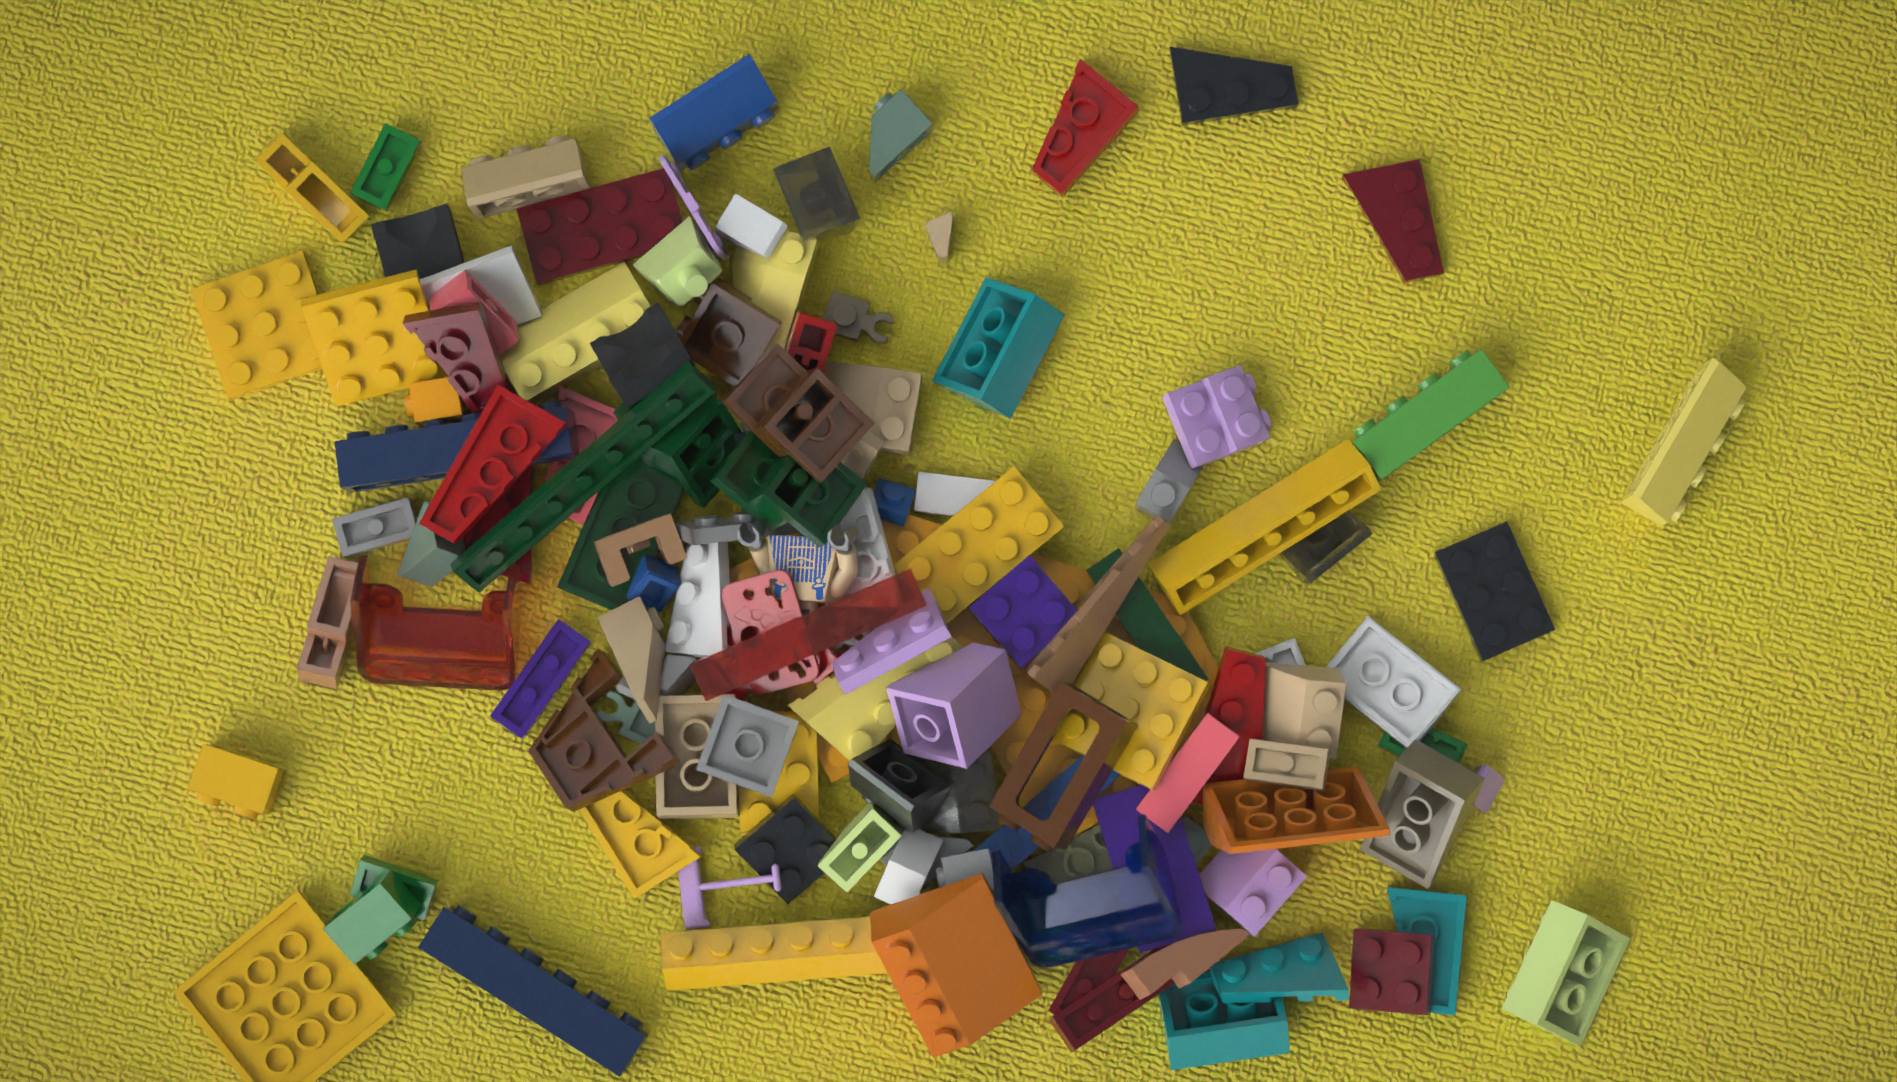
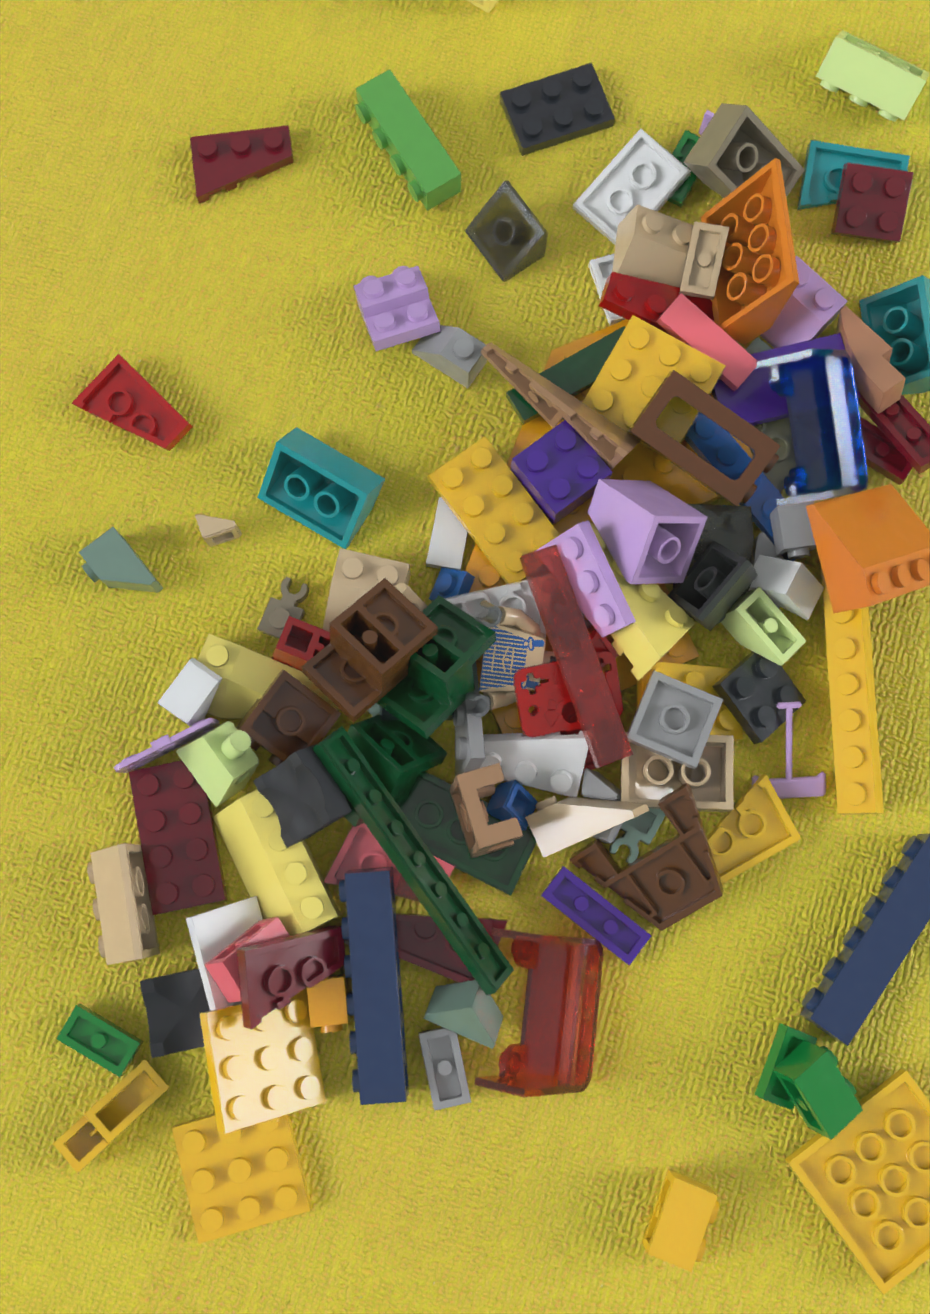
camera: 95 degrees left, 5 degrees down
(329, 626) = (535, 1118): nougat slope -> none
(494, 456) = (389, 946): red wing -> none
(715, 114) = (81, 720): blue slope -> none
(817, 195) = (166, 628): clear smoke slope -> none
(1228, 87) = (110, 286): black wing -> none
(1264, 526) = (493, 274): yellow brick -> none
(1285, 970) = (873, 281): teal wing -> none

